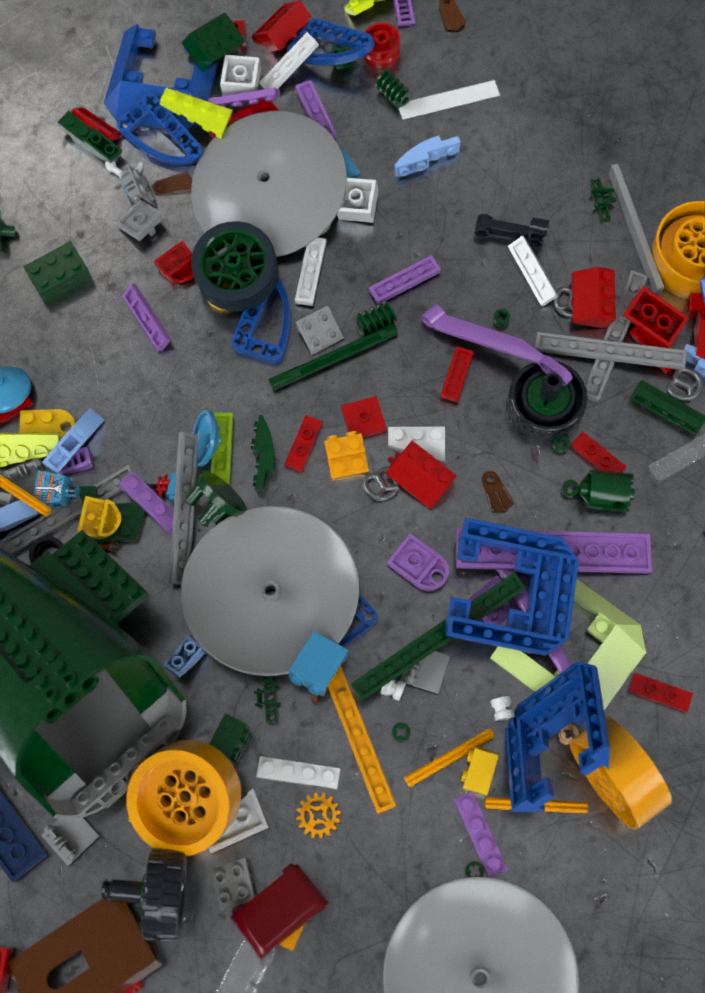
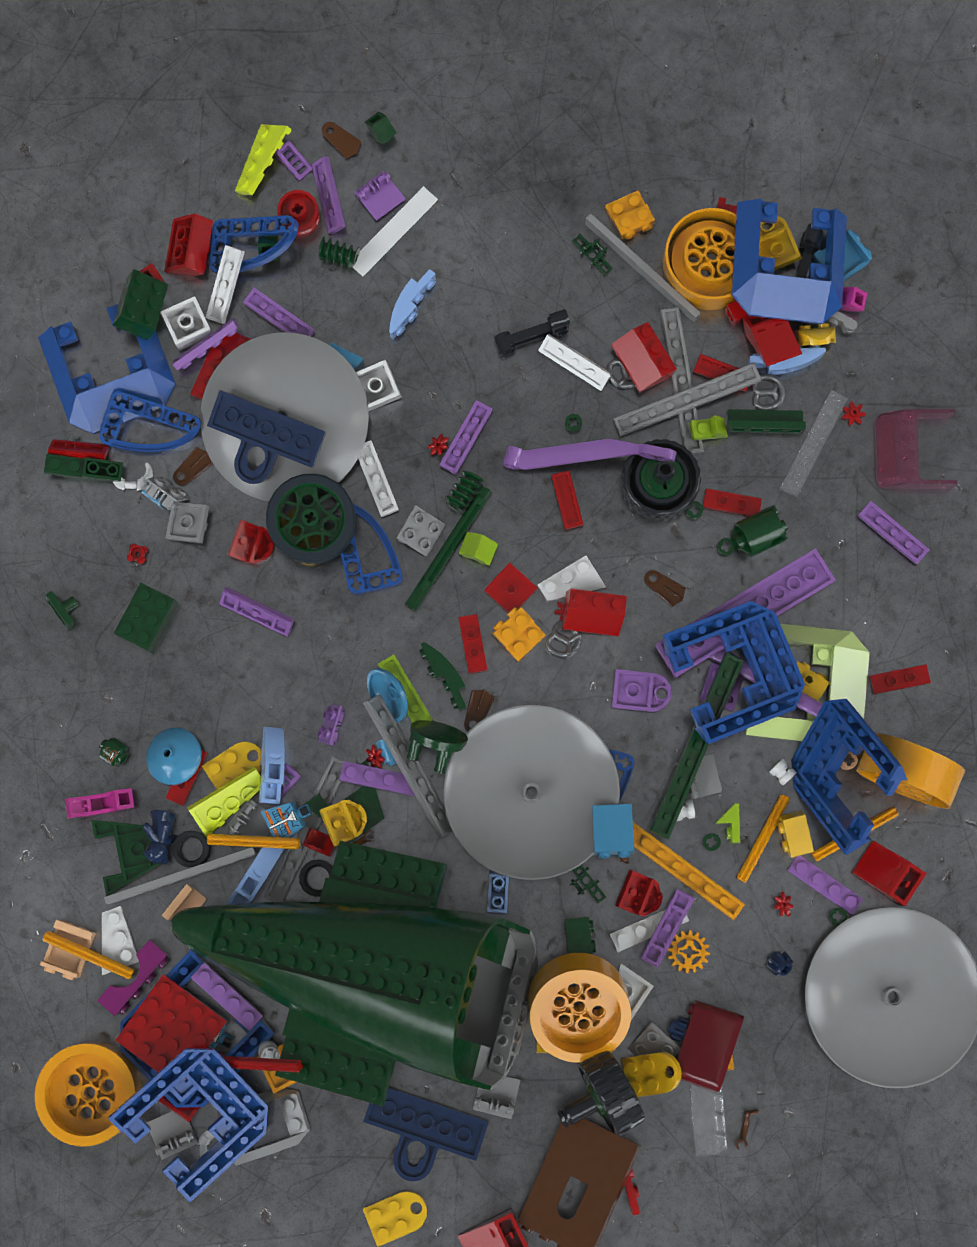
camera: 35 degrees left, 10 degrees up
(67, 524) = (318, 842): none -> red panel
(86, 218) = (132, 553): none -> red plate
(152, 432) = (331, 716): none -> medium lavender hinge
(208, 115) = (173, 383): neon yellow wing -> none
(211, 902) = (649, 1073): none -> yellow plate
(245, 179) = (265, 429): none -> dark blue plate
(264, 878) = (678, 1028): none -> dark blue gear
(275, 496) = (478, 707): none -> reddish brown piece
(308, 738) = (639, 894): none -> red slope
(312, 781) = (667, 928): none -> medium lavender plate
(358, 370) = (478, 548): none -> lime piece
(378, 273) = (438, 444): none -> red plant
(394, 879) = (780, 963): none -> dark blue gear
(413, 46) = (328, 195): none -> medium lavender plate
(431, 720) = (731, 817): none -> lime slope
(431, 827) = (783, 904): none -> red plant
(454, 67) = (379, 195): none -> medium lavender hinge
(487, 18) = (380, 128): none -> dark green brick
(545, 860) = (889, 873): none -> red slope
(576, 646) = (814, 683): none -> yellow brick
(616, 385) = (708, 428): none -> lime slope
(651, 186) = (630, 215): none -> light orange plate
(655, 316) = (709, 347): red slope -> none

